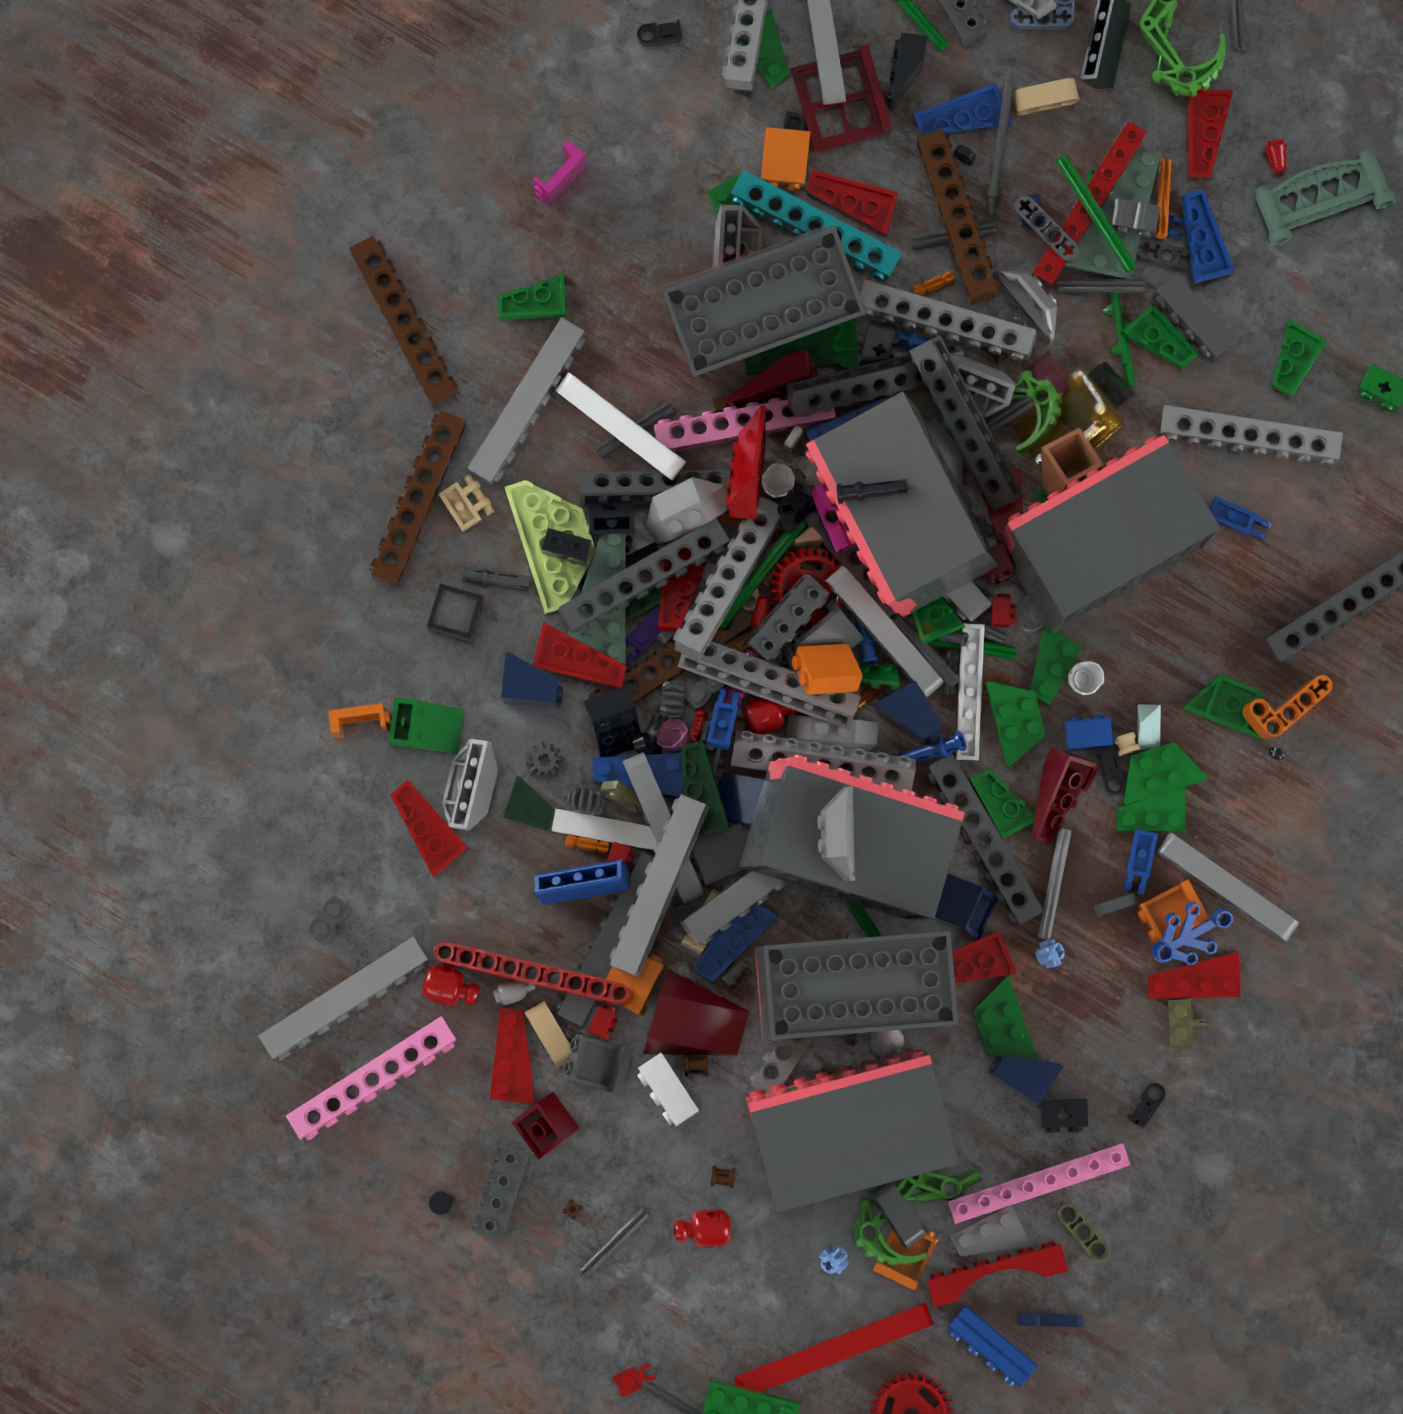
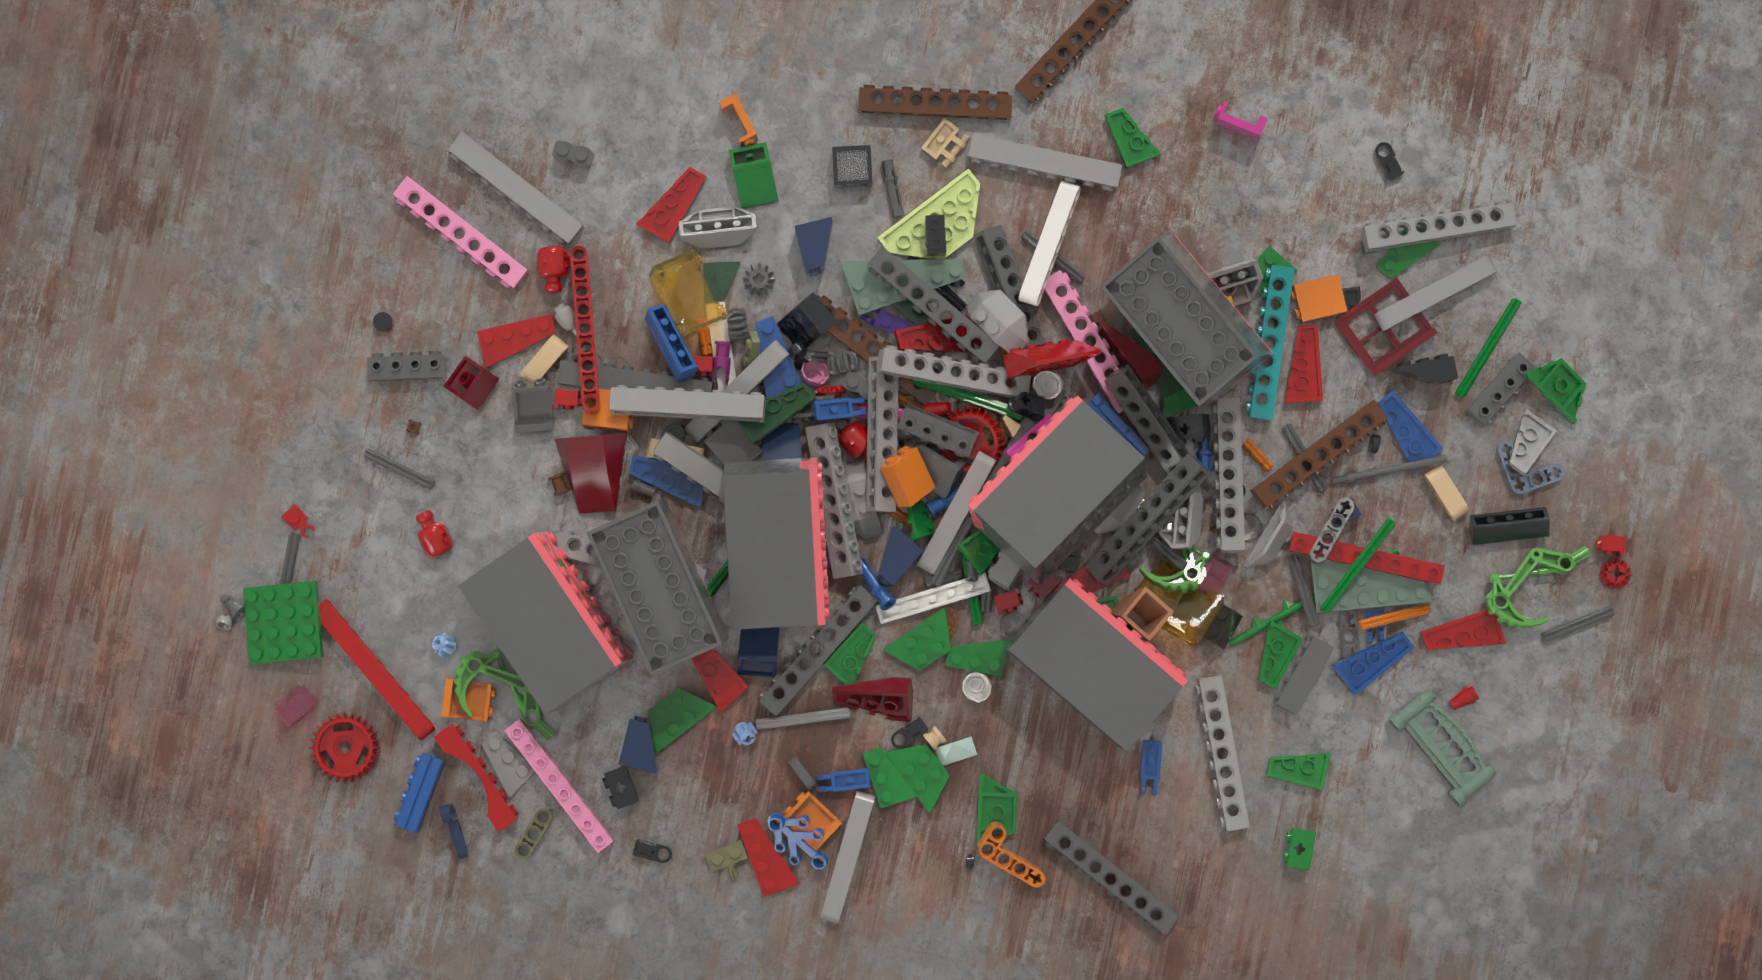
camera: 70 degrees right, 5 degrees up
(533, 846) = (686, 294): none -> clear yellow windscreen
(571, 657) = (847, 273): red wing -> none
(610, 517) = (971, 262): black brick -> none
(620, 832) = (722, 359): none -> magenta piece
(667, 1090) = (530, 468): white piece -> none
(723, 1177) = (483, 539): reddish brown bush -> none
(793, 438) = (1088, 385): white tile -> none
(838, 834) = (769, 528): light grey wedge -> none
(861, 491) = (1051, 452): black pin -> none
(898, 1214) = (493, 683): dark grey beam -> none
(1088, 733) = (932, 704): blue piece -> none
(1135, 217) = (1367, 599): dark grey brick -> none

